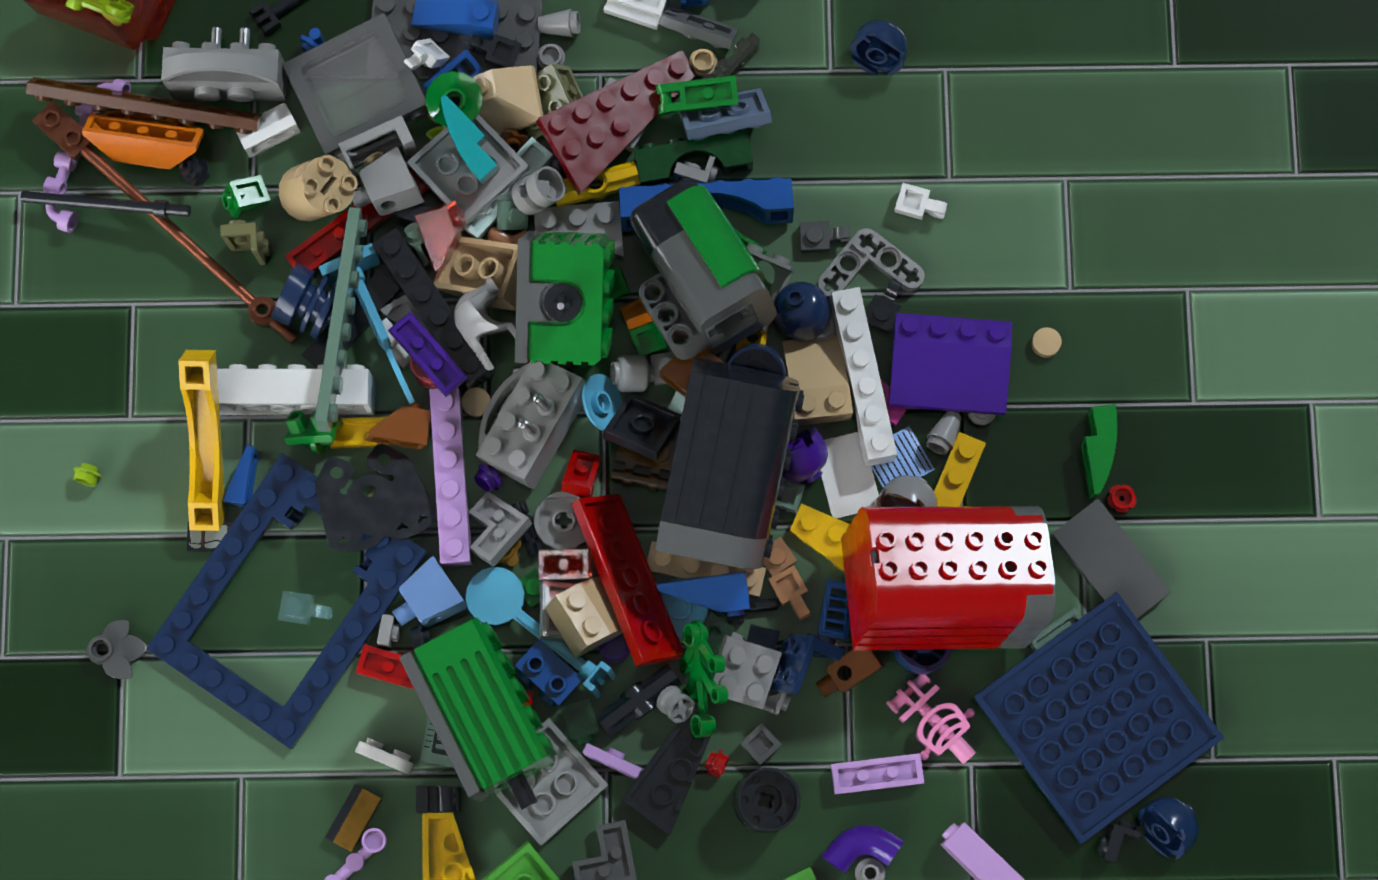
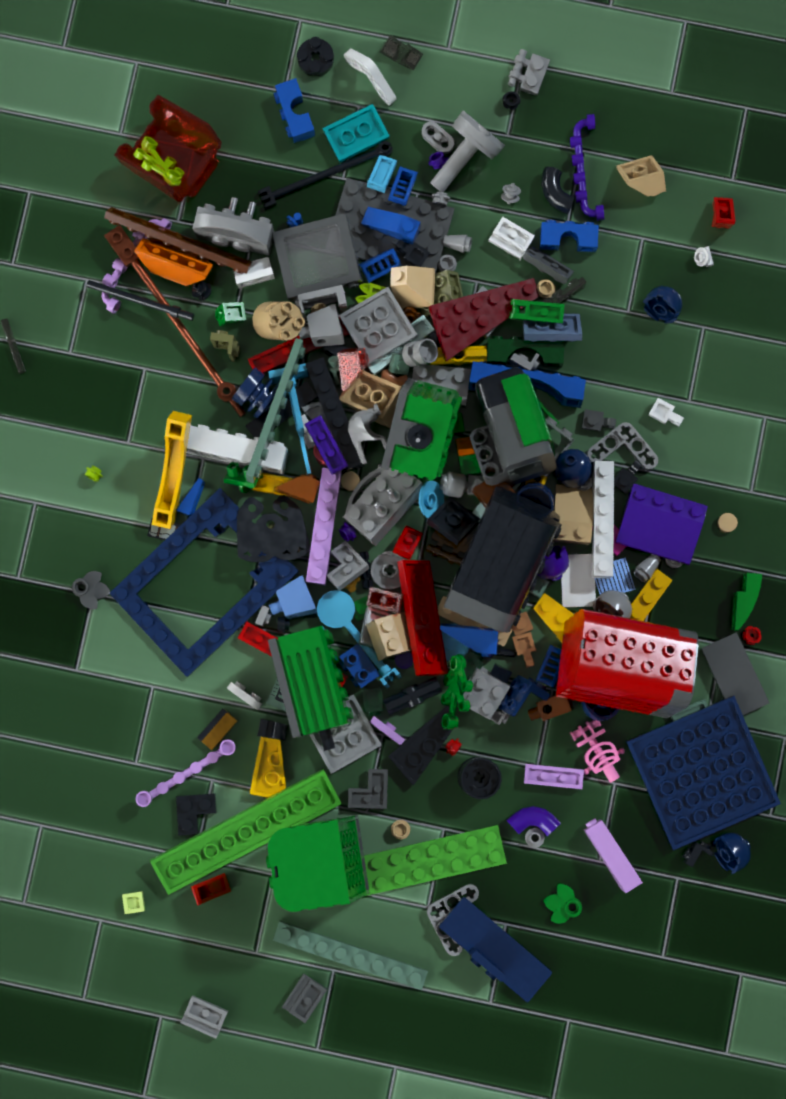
camera: 20 degrees right, 5 degrees up
(300, 608) = (211, 590): clear light blue plate -> none
(426, 53) = (367, 246): white plate -> none
(454, 85) = (375, 271): green dish -> none
(468, 141) = (381, 311): teal slope -> none
(675, 704) = (435, 704): light grey wheel -> none
(760, 744) = (483, 740): dark grey plate -> none

